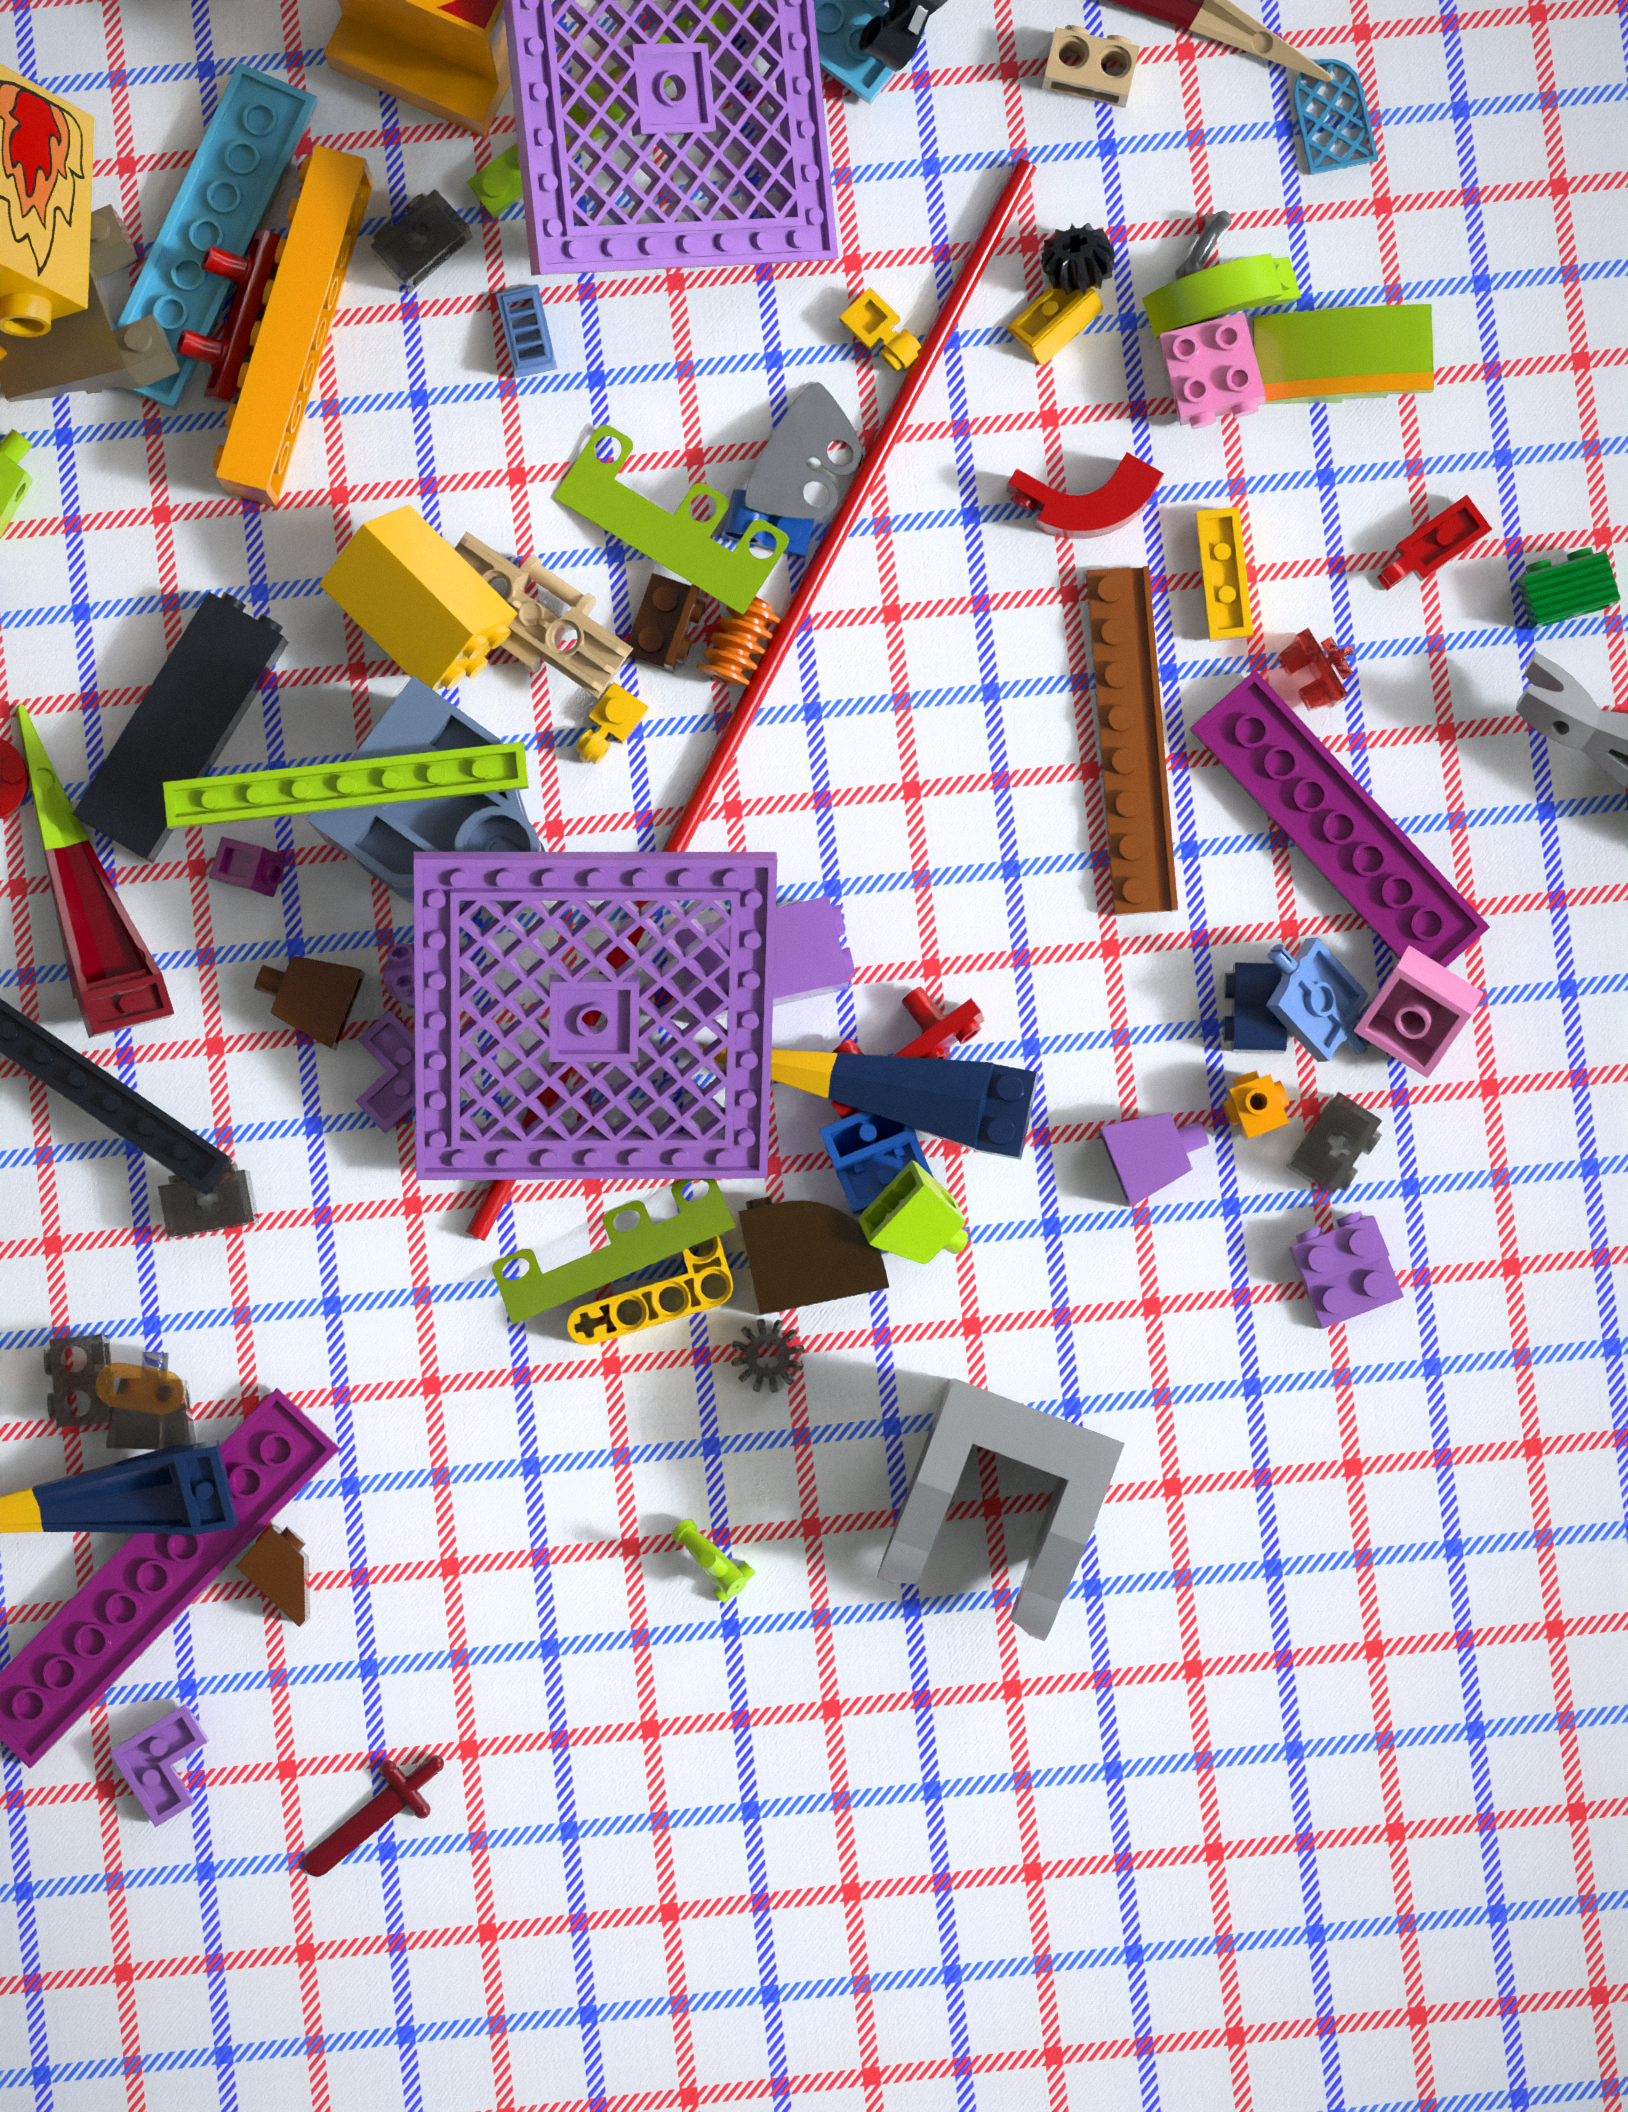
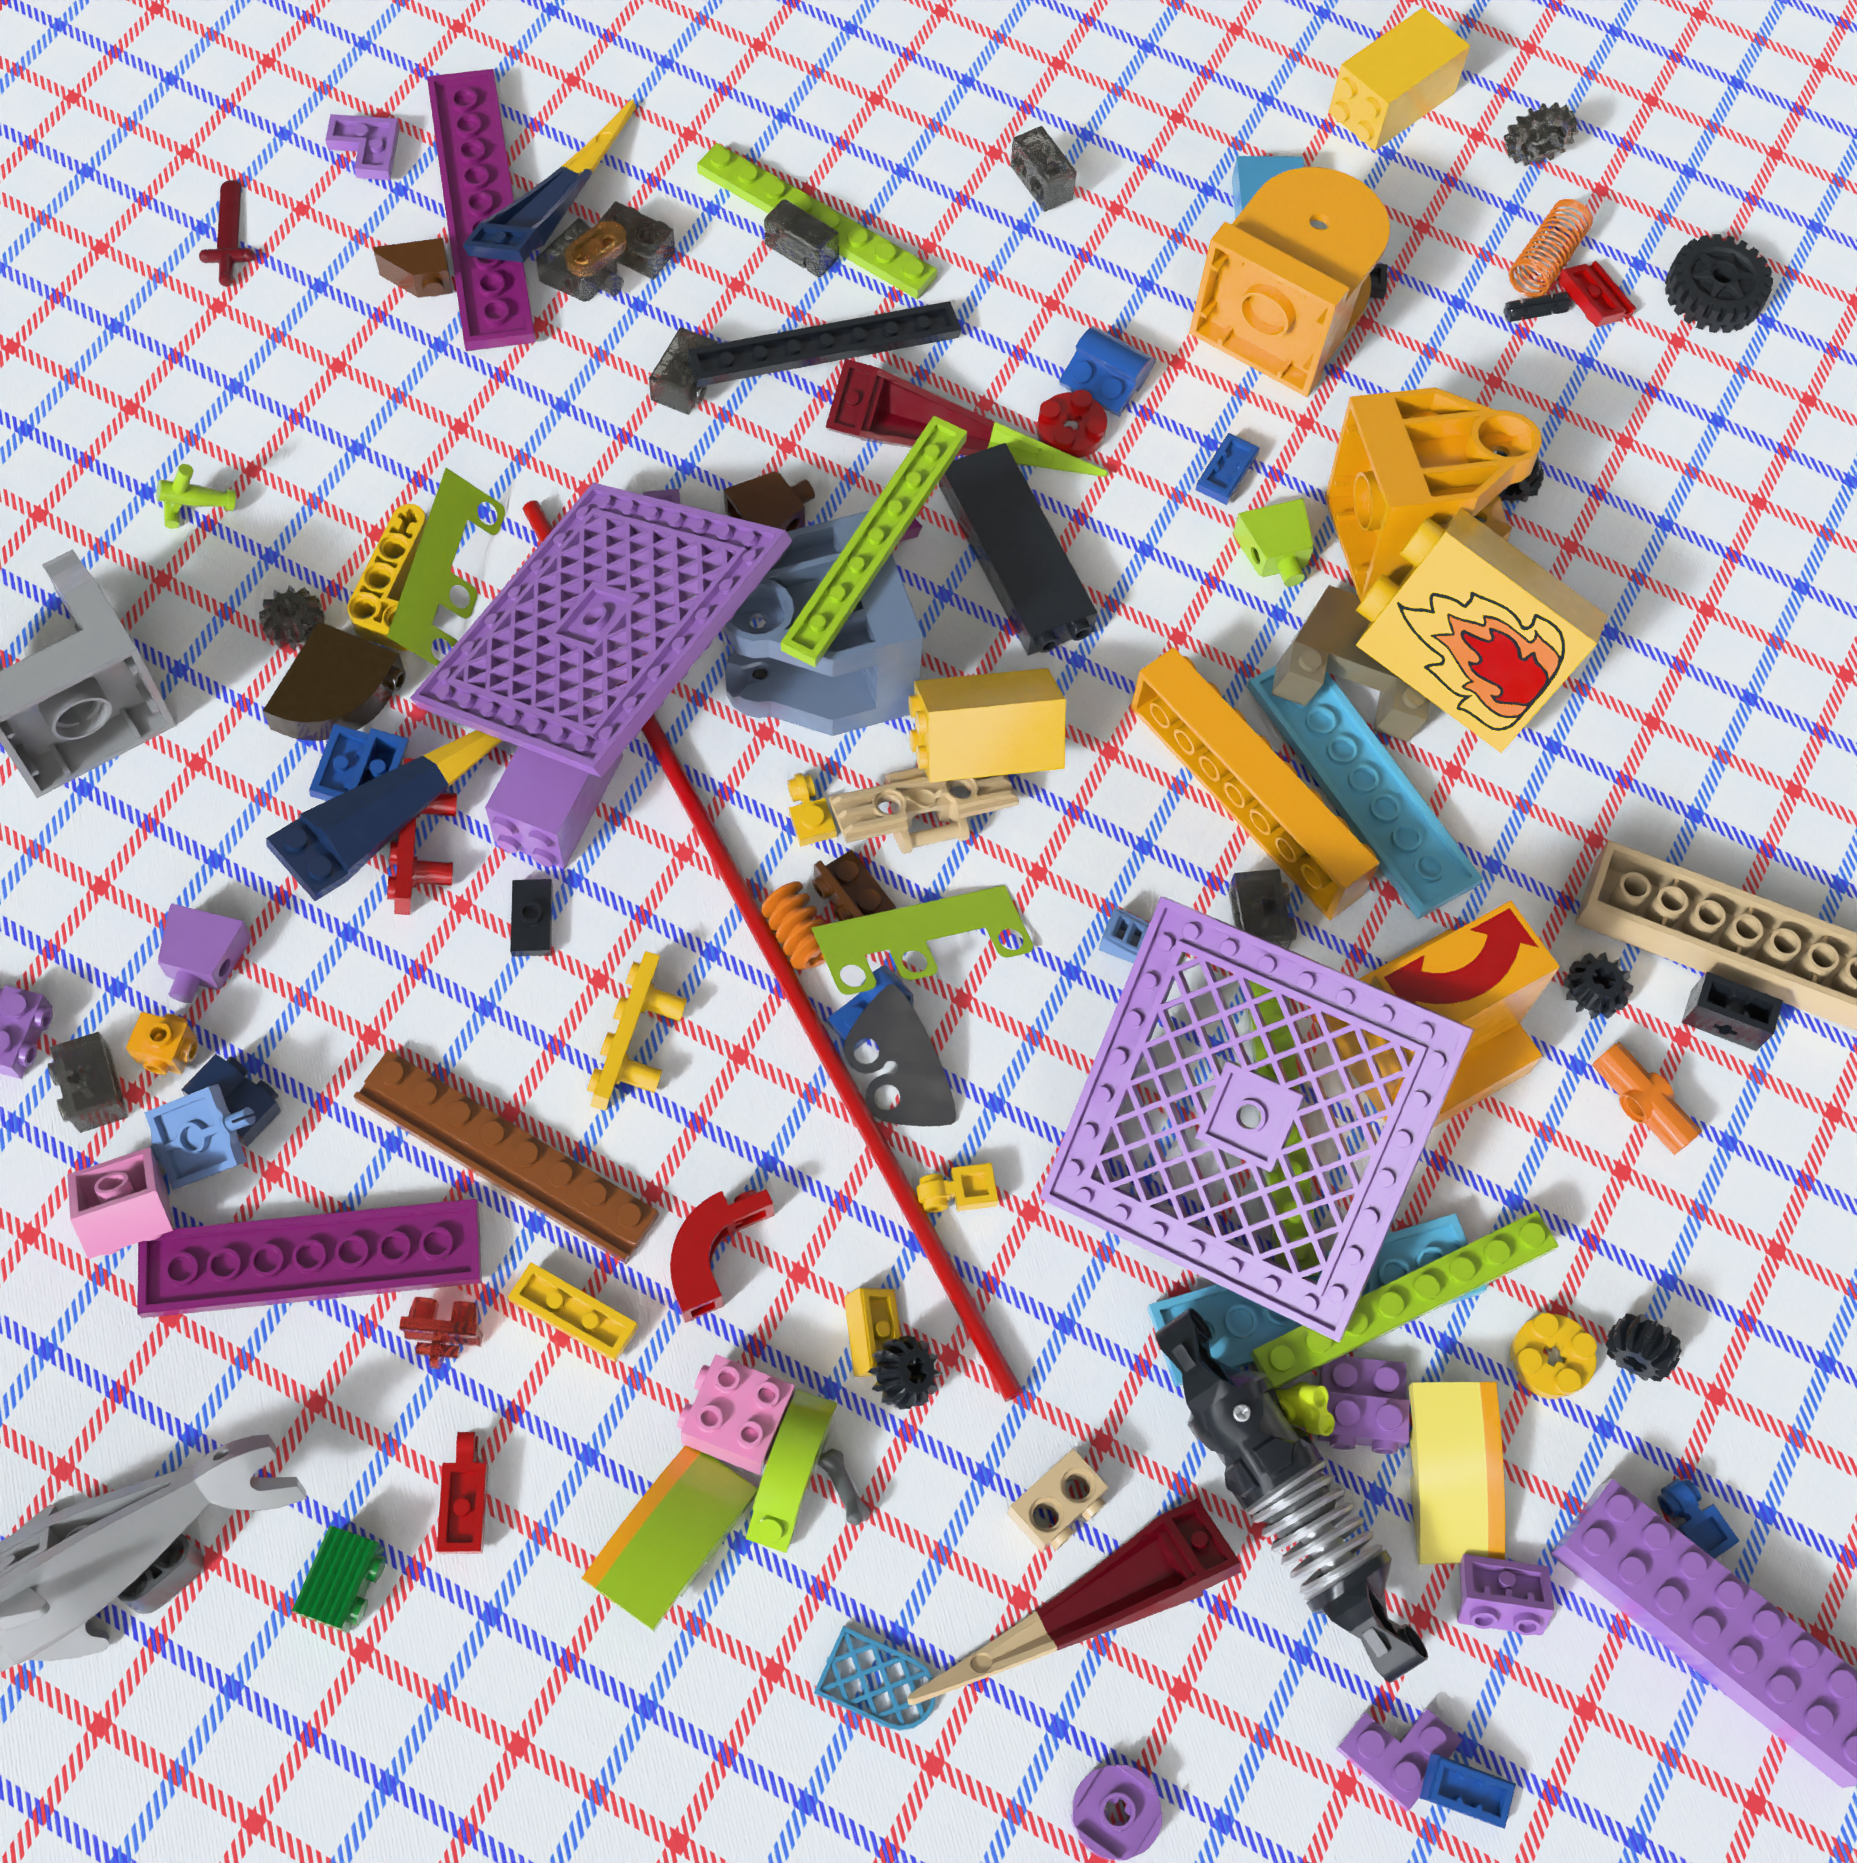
camera: 120 degrees right, 20 degrees down
(251, 278) = (1315, 778): red plate -> none
(899, 892) = (531, 917): none -> black plate
(914, 1217) = (293, 758): lime torso -> none
(931, 728) = (615, 1046): none -> yellow plate

